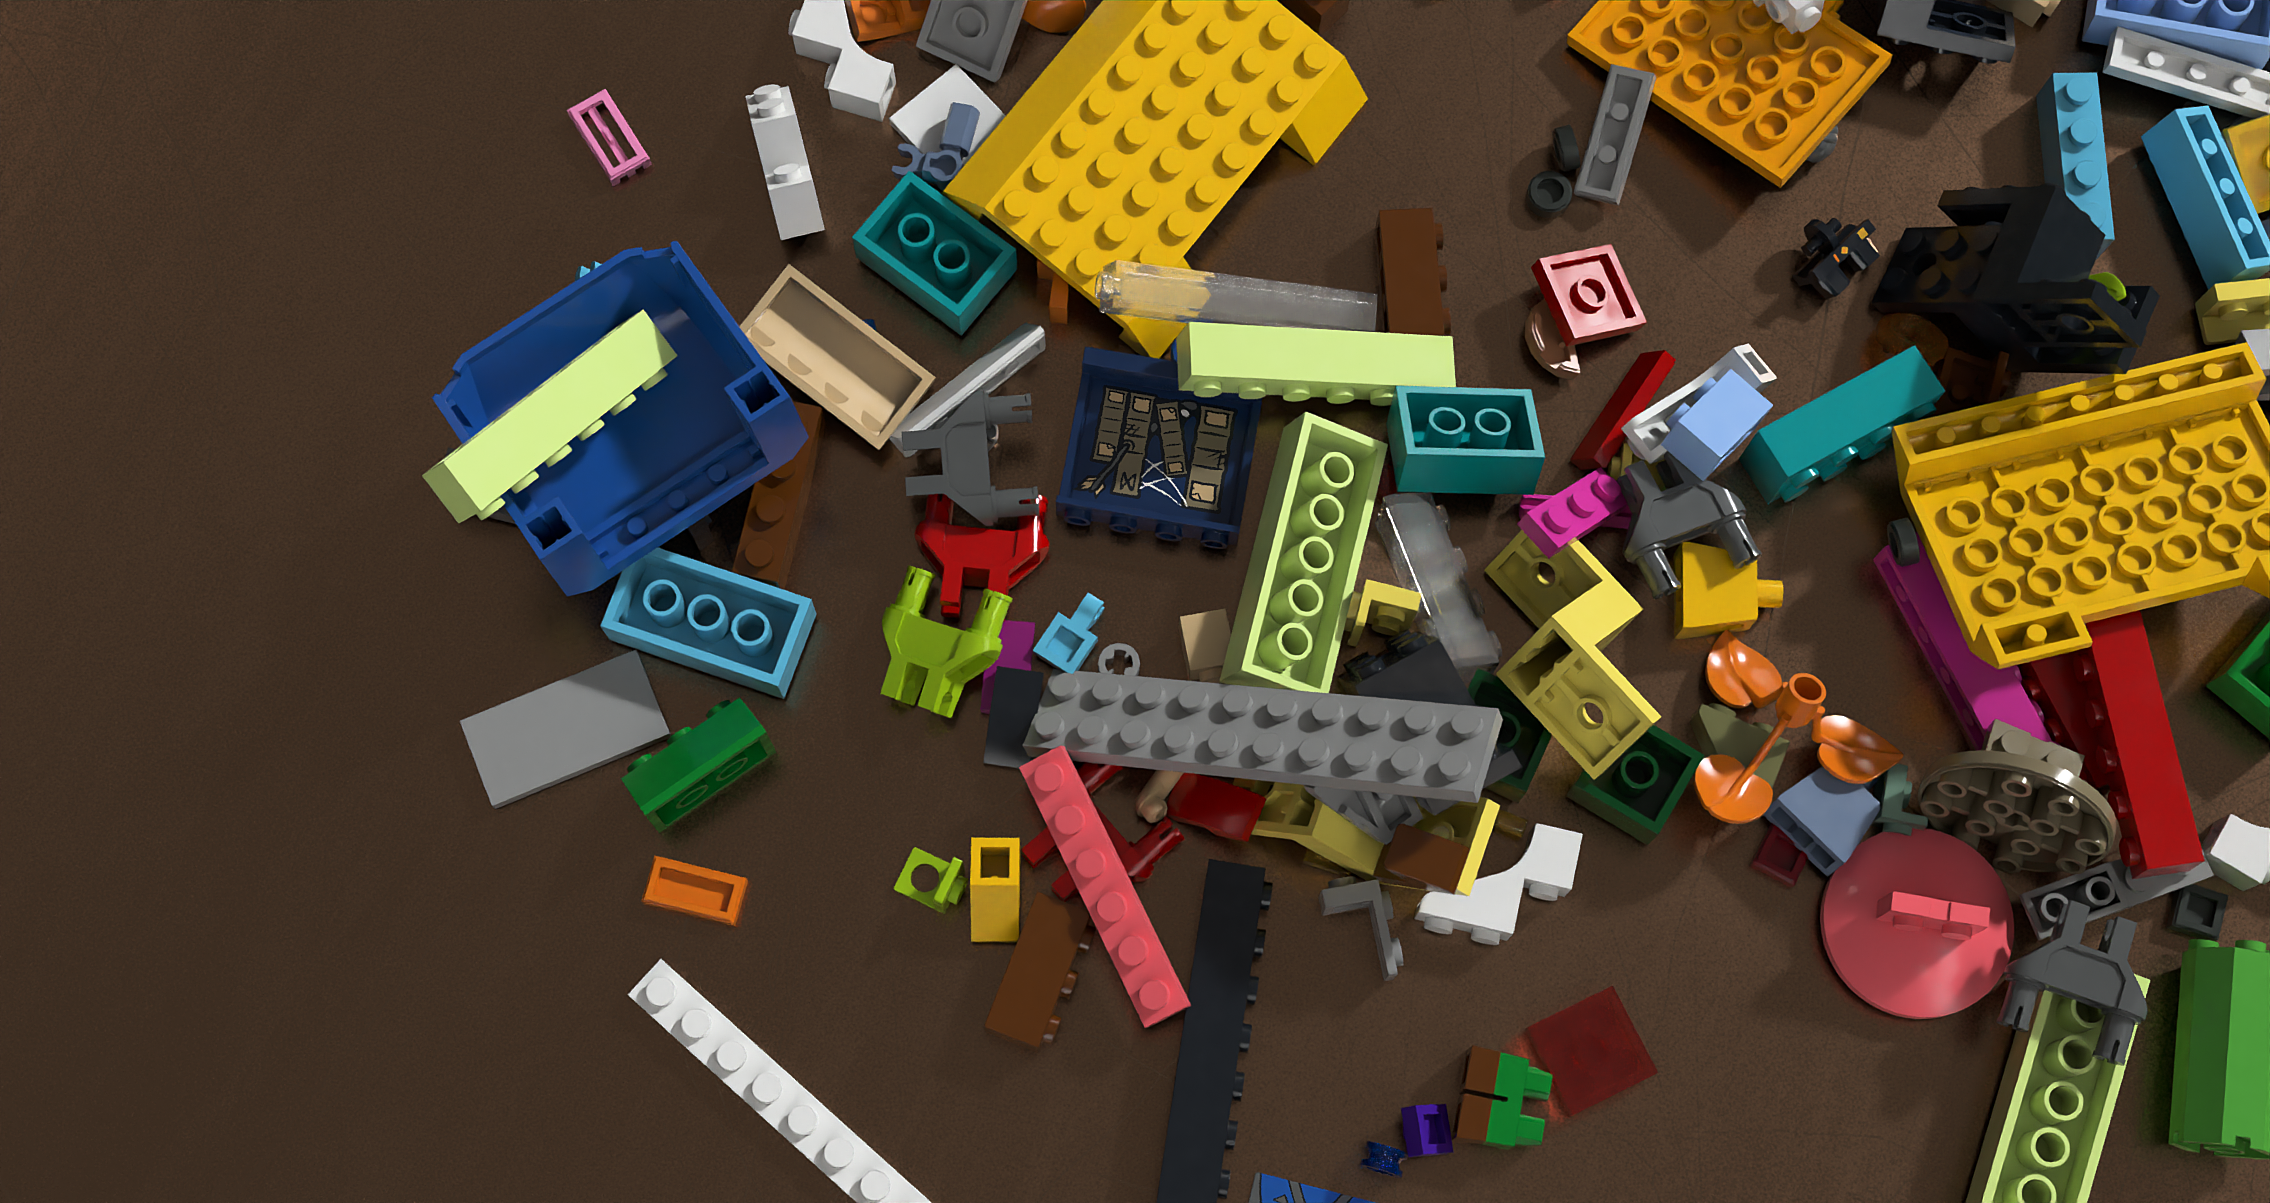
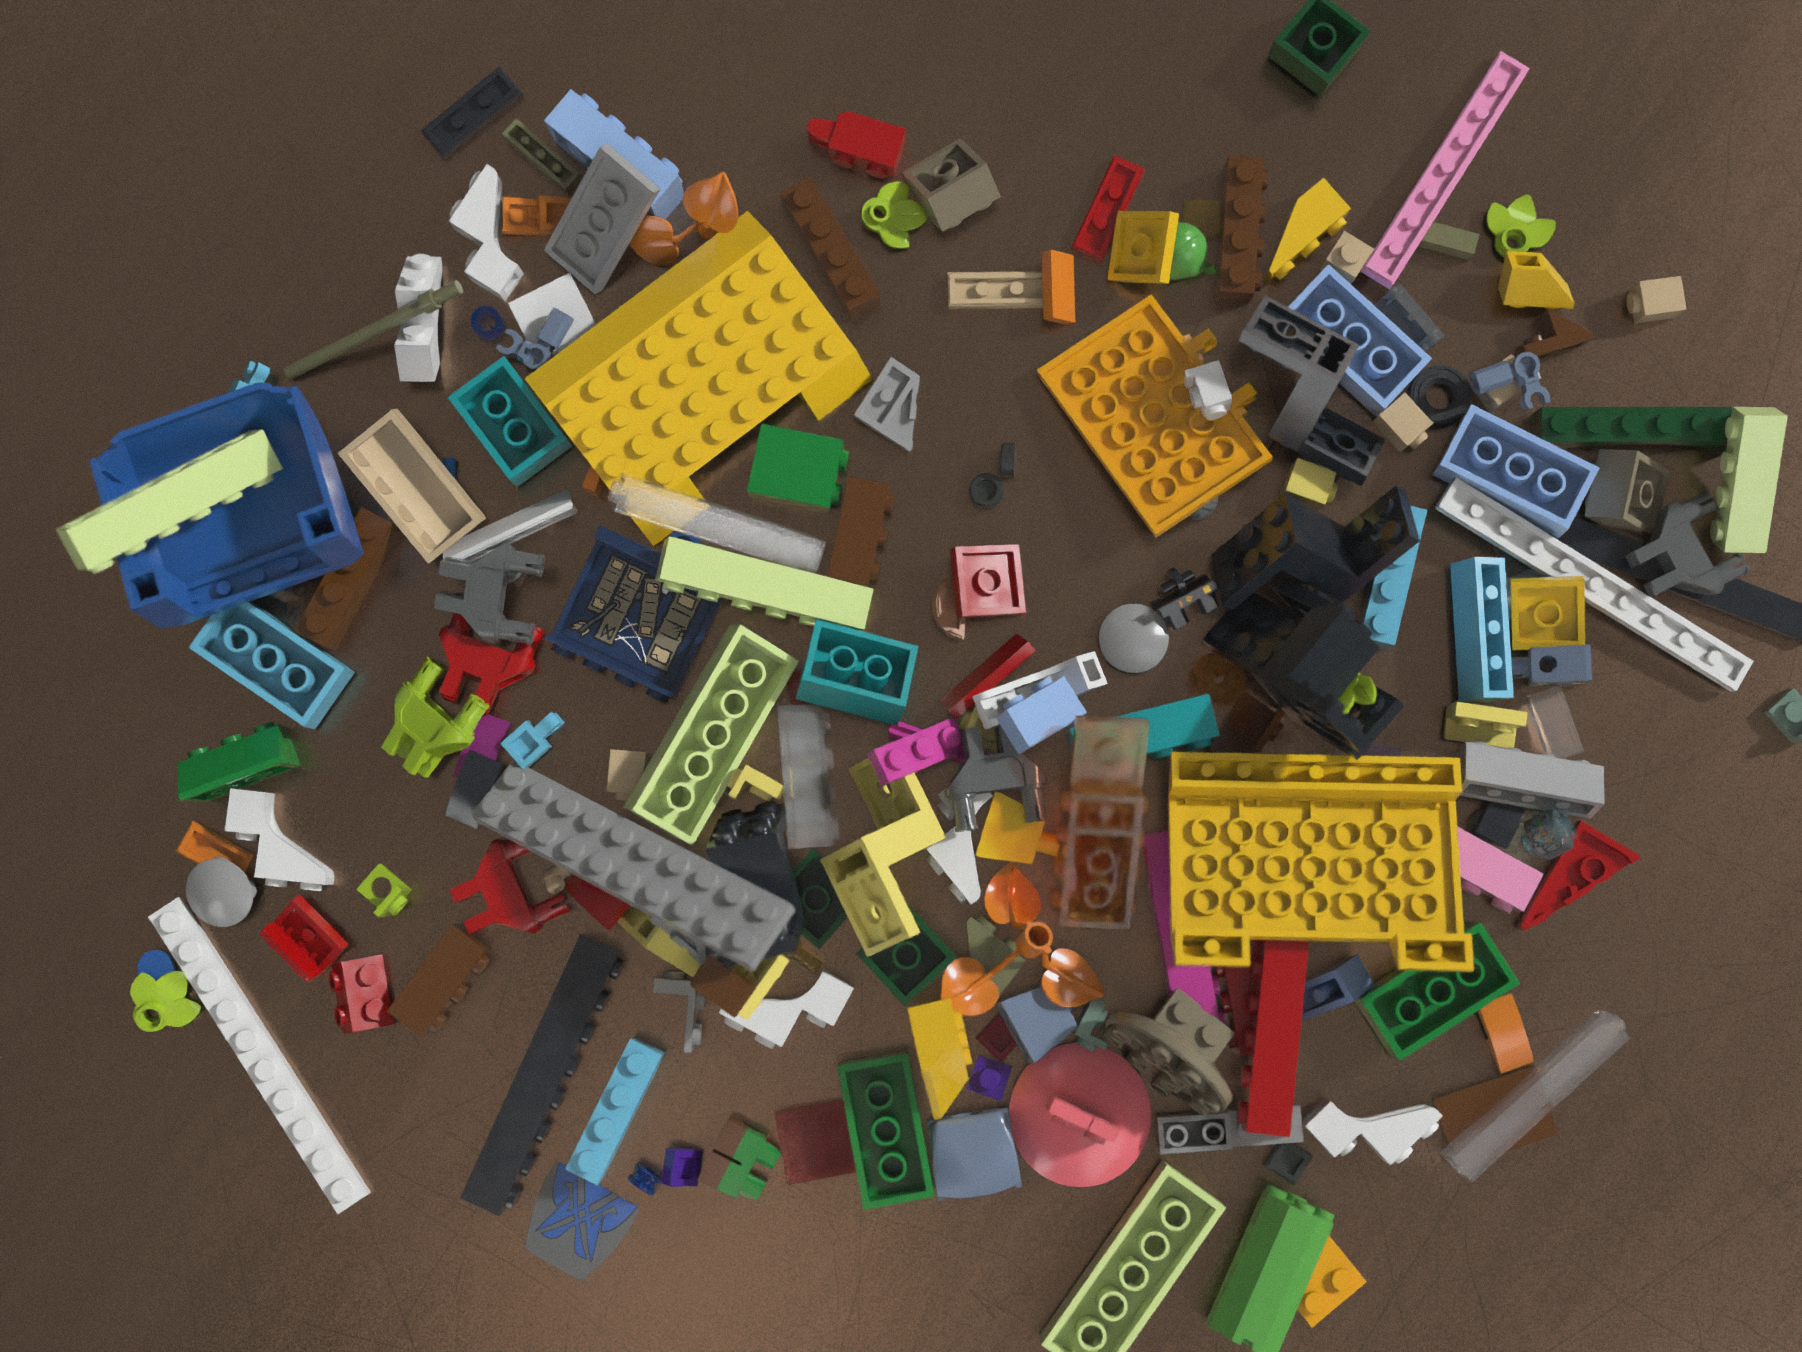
camera: 20 degrees right, 10 degrees up
(565, 729) = (153, 710): light grey tile -> none
(626, 166) = (306, 290): bright pink tile -> none
(654, 1060) = (156, 963): none -> blue tile
(680, 1094) = (165, 997): none -> lime plate
(716, 936) = (220, 892): none -> light grey dish
(783, 870) = (277, 856): none -> white arch
(798, 127) = (427, 302): none -> olive bar
(845, 966) = (304, 939): none -> red bracket
(878, 140) = (496, 317): none -> clear blue bush
(937, 1020) = (360, 994): none -> bracket
(995, 889) = (424, 912): yellow slope -> none
(1105, 886) = (498, 935): coral plate -> none
(1125, 650) = (556, 760): light grey bush -> none
(1310, 222) = (797, 468): none -> green brick
(1319, 1077) = (615, 1110): none -> medium azure brick
(1401, 121) = (891, 404): none -> light grey wing
(1615, 134) = (1047, 460): light grey tile -> none
(1655, 635) = (956, 854): none -> white arch
(1680, 1004) = (885, 1129): none -> green brick
(1721, 877) = (941, 1052): none -> yellow slope
(1785, 909) = (989, 1077): none -> dark purple plate
(1787, 321) = (1133, 638): none -> light grey dish
(1800, 1007) = (973, 1154): none -> sand blue piece
(1833, 540) = (1101, 824): none -> clear orange wedge
(1903, 542) = (1153, 840): pearl dark grey tile -> none
(1940, 85) = (1310, 484): none -> light yellow brick
(1952, 137) = (1315, 547): none -> black bracket
(2081, 974) = (1172, 1193): dark grey connector -> none
(2189, 669) = (1335, 986): none -> medium blue slope

